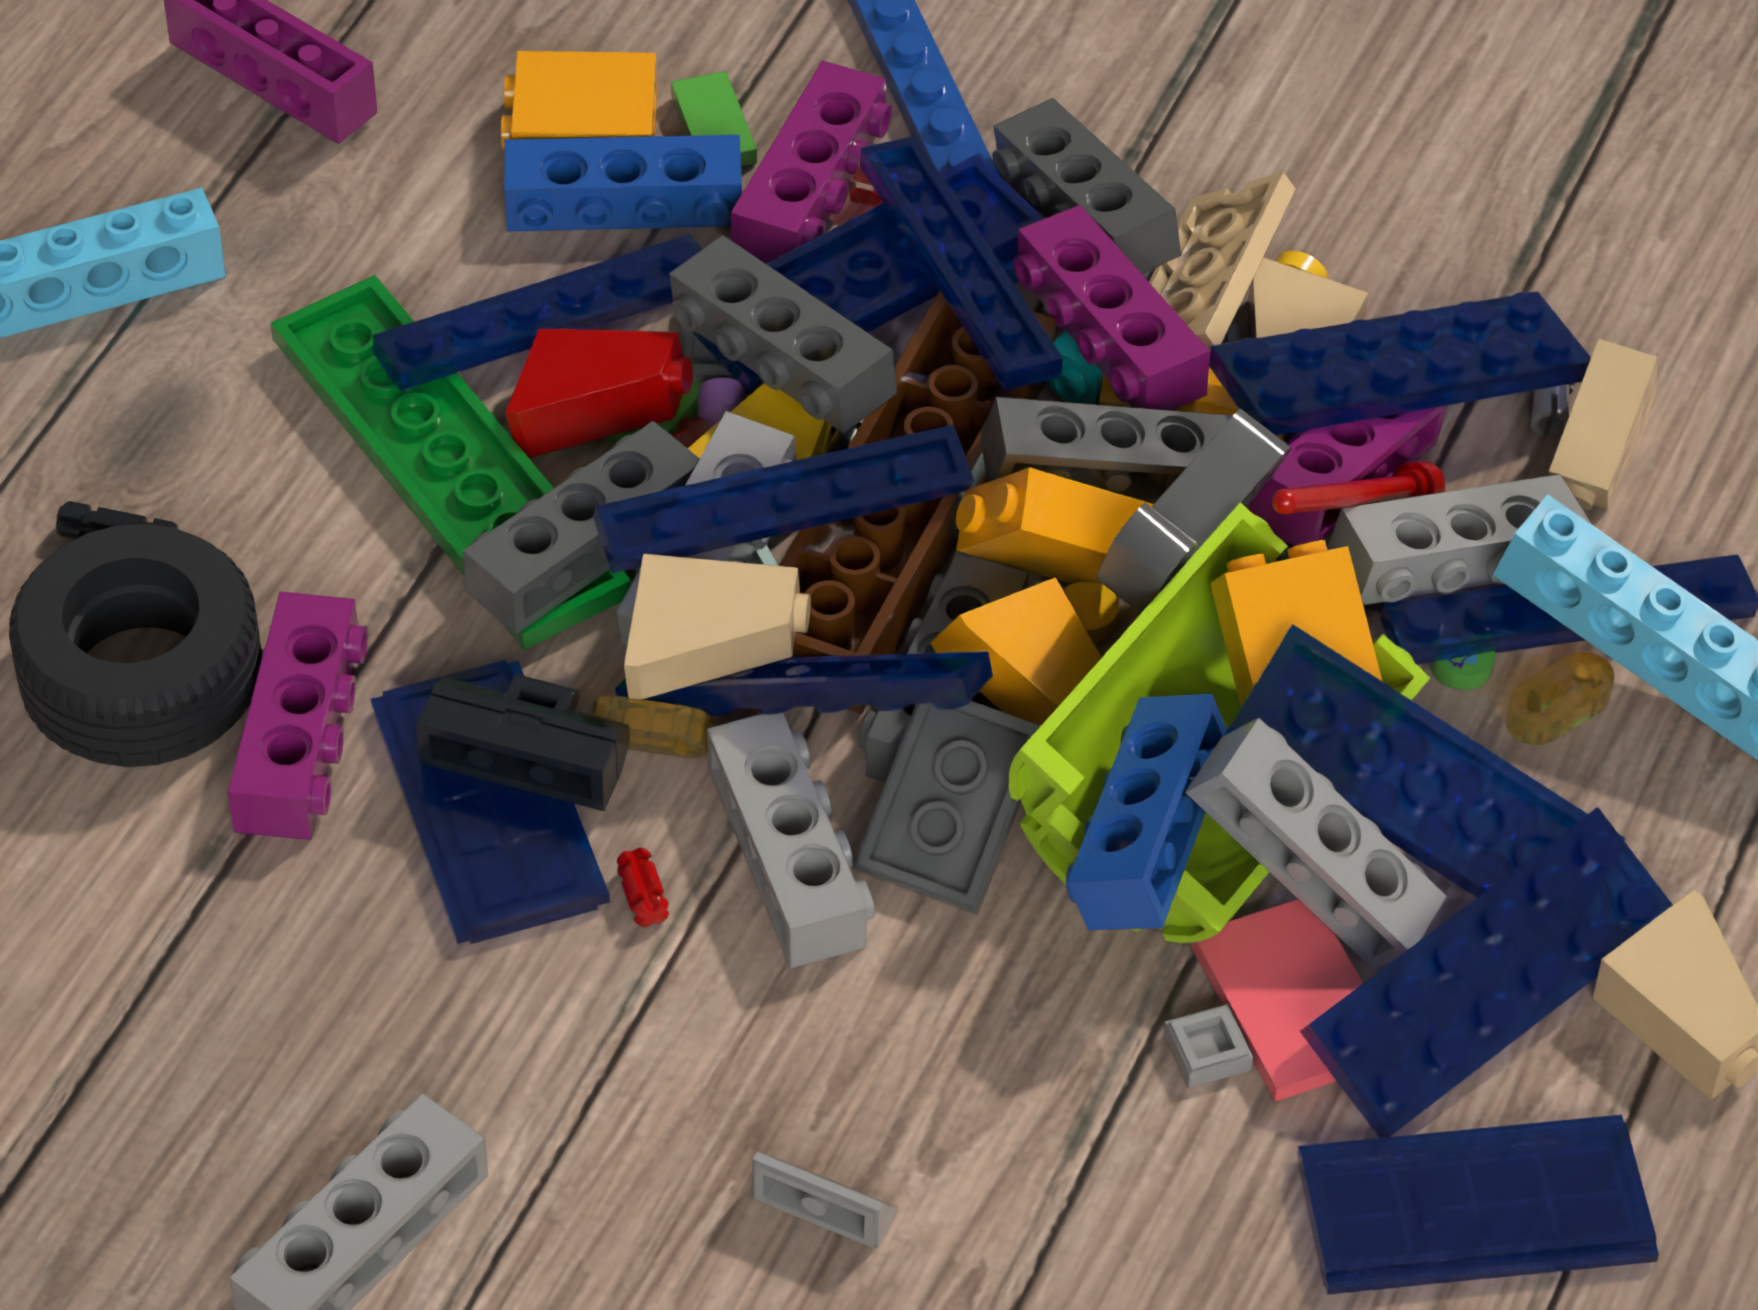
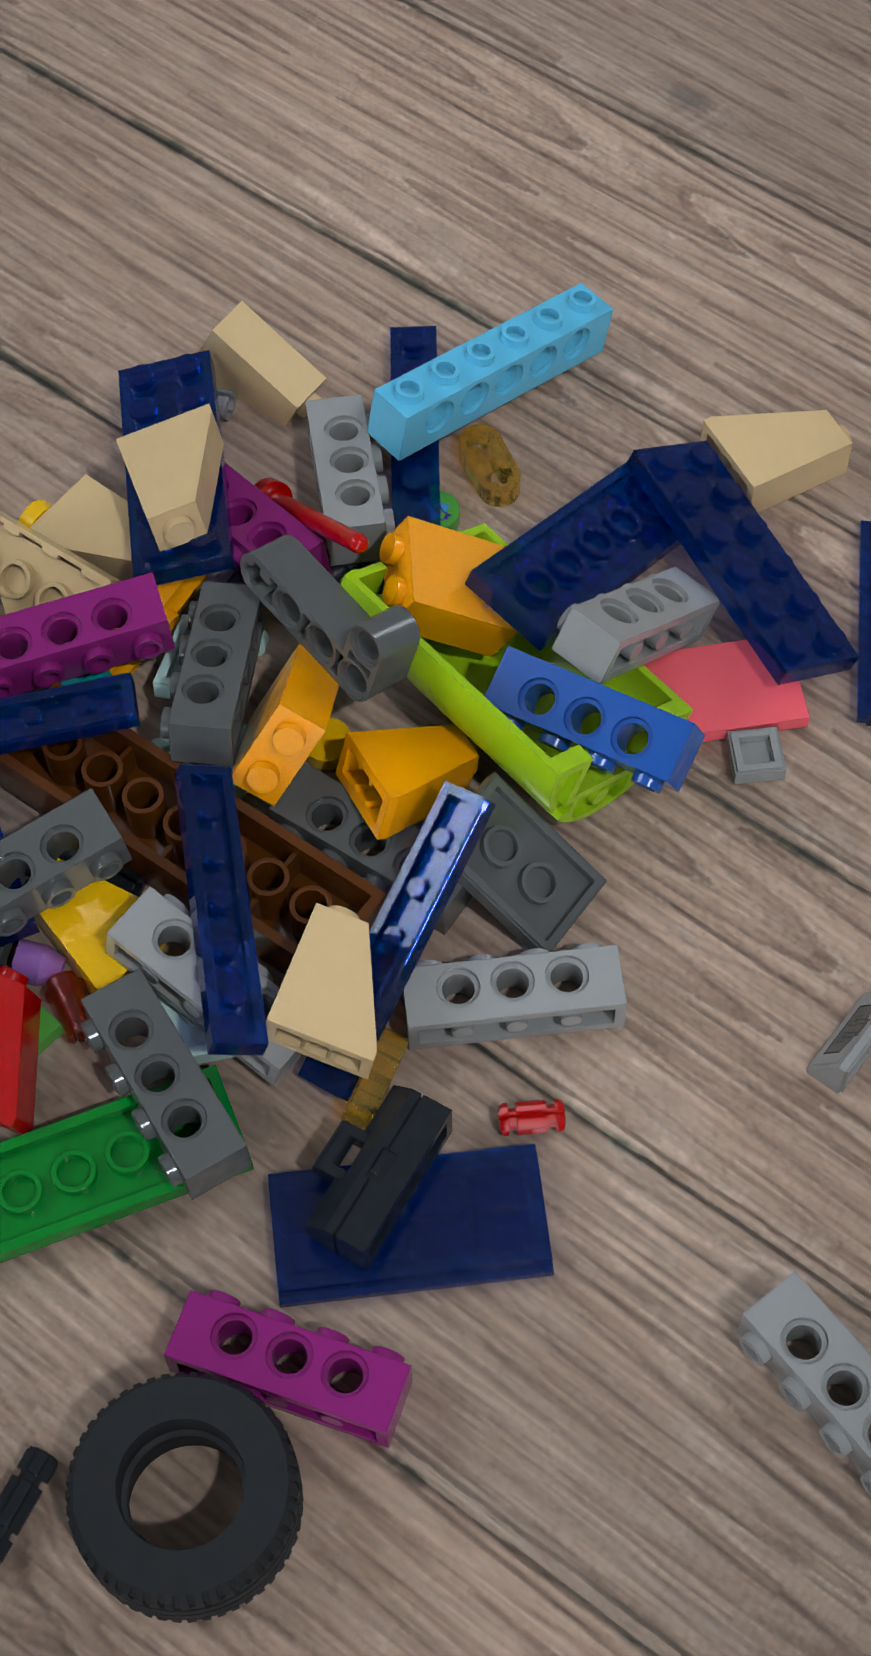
camera: 75 degrees left, 10 degrees up
(1347, 336) = (175, 474): none -> tan slope

